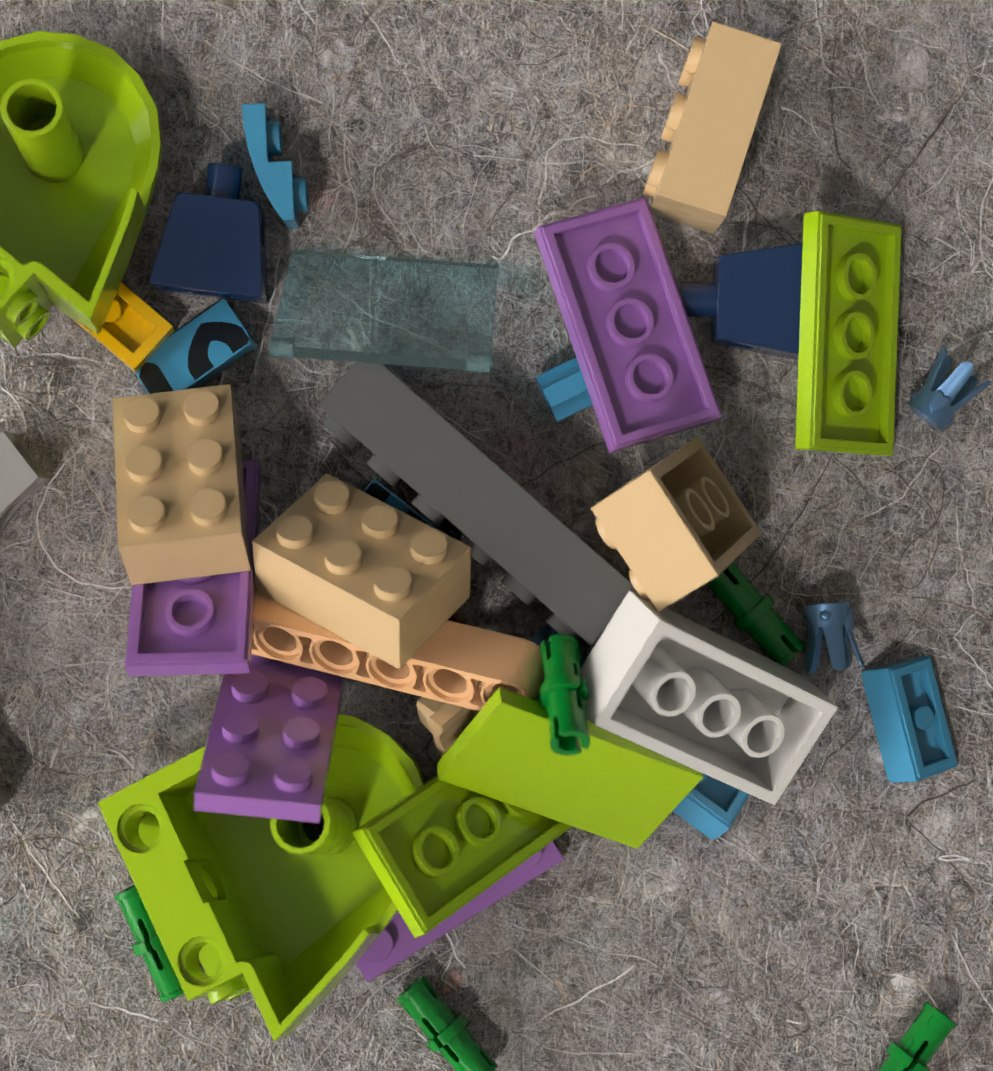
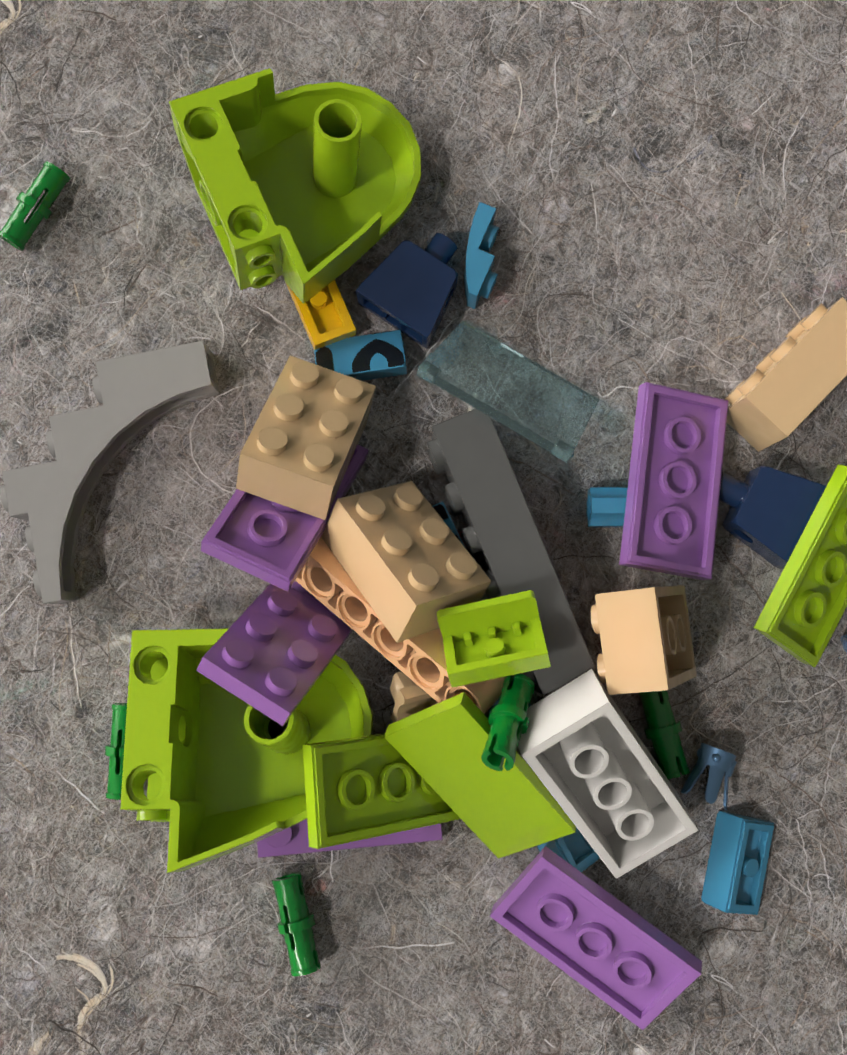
camera: 25 degrees right, 5 degrees down
(503, 612) = (493, 638): none -> lime bracket
(784, 881) = (596, 938): none -> medium lavender plate

